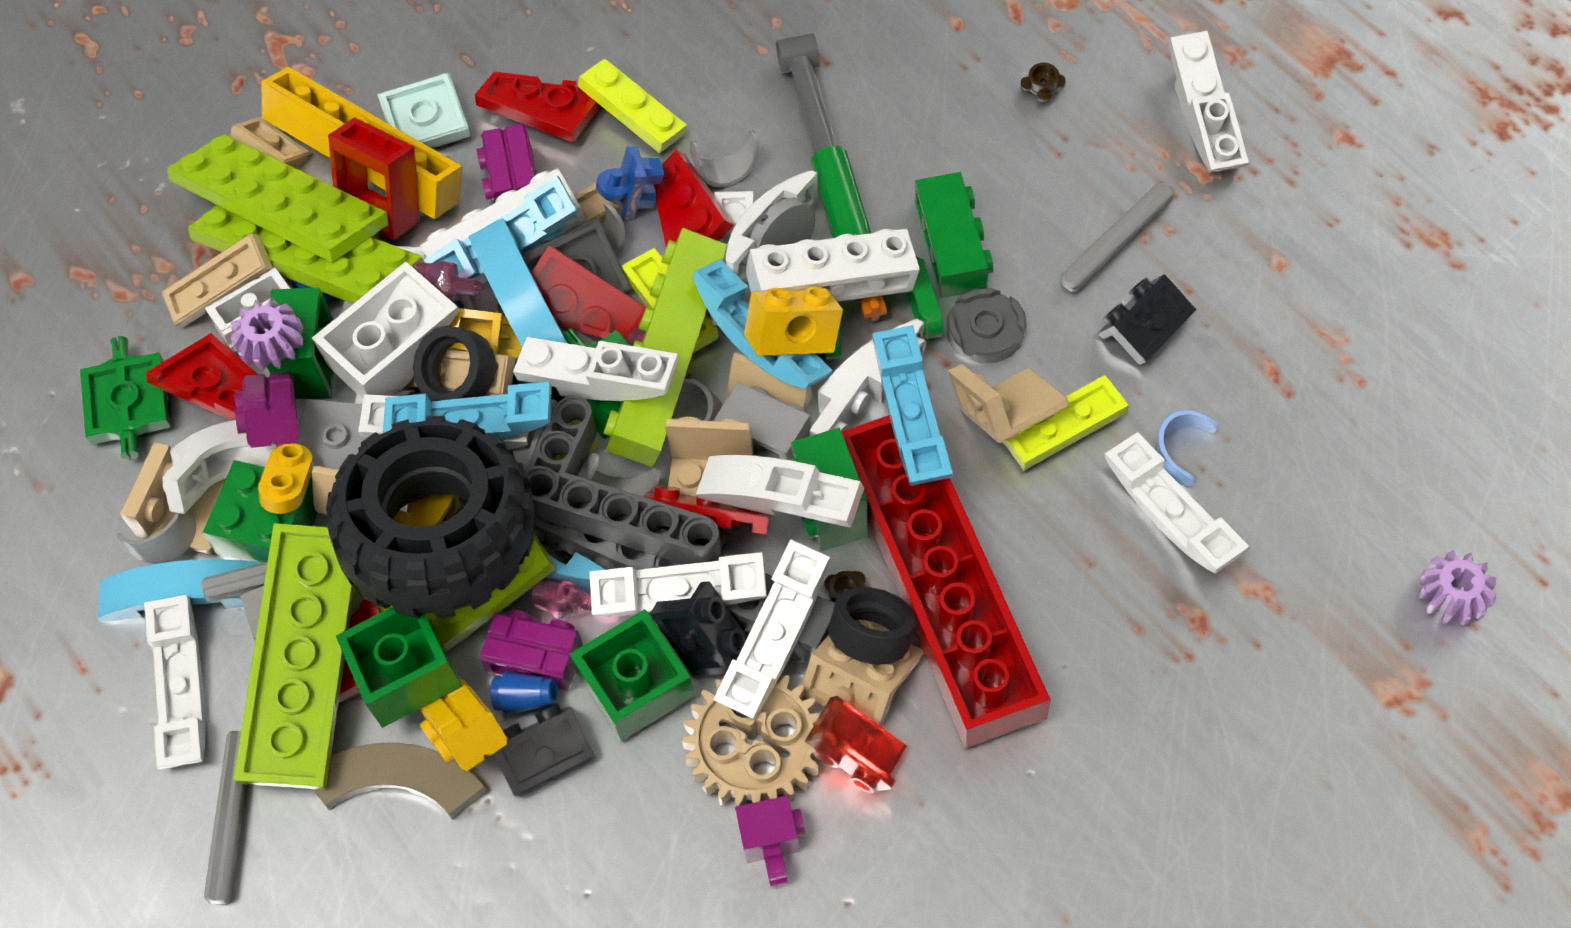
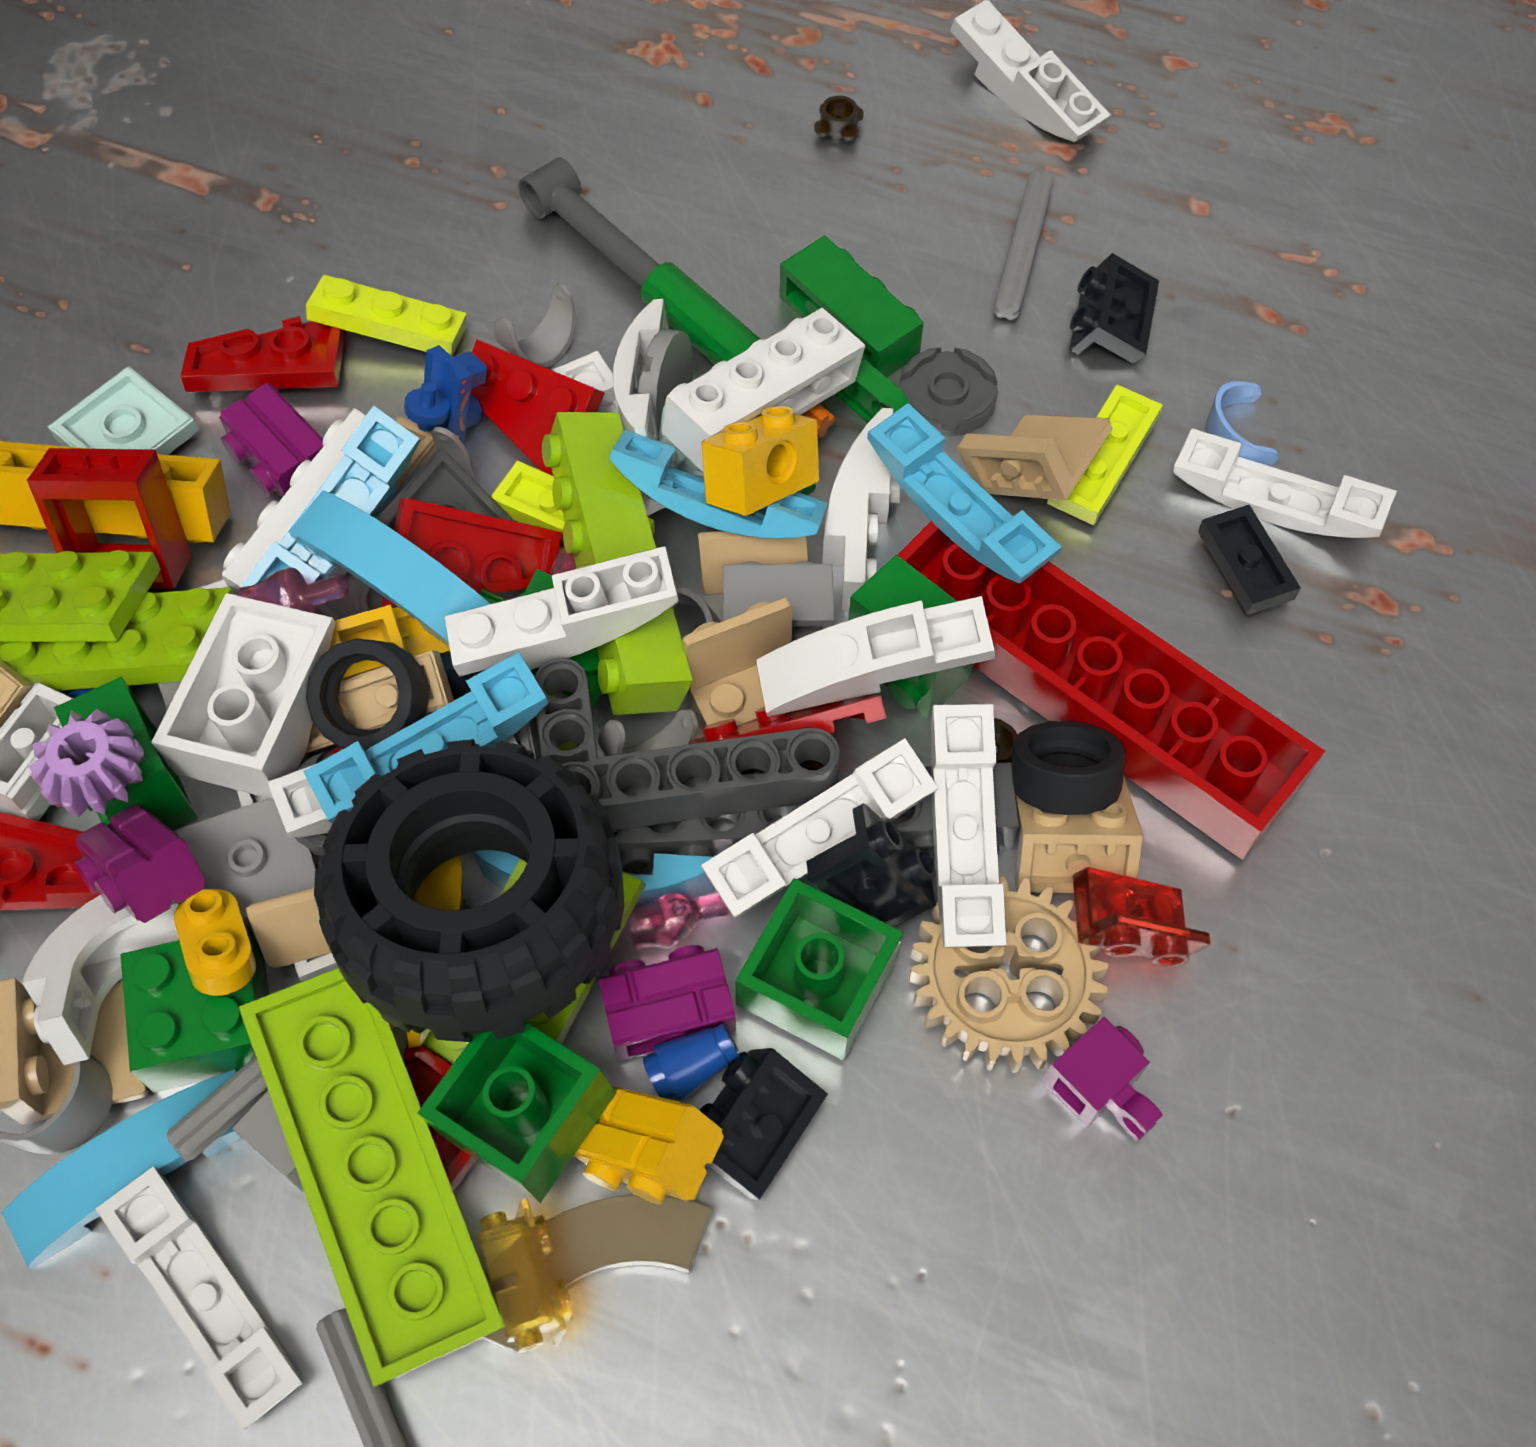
camera: 35 degrees left, 0 degrees up
(347, 783) = (537, 1301): none -> clear yellow hinge
(1115, 546) = (1248, 559): none -> black plate

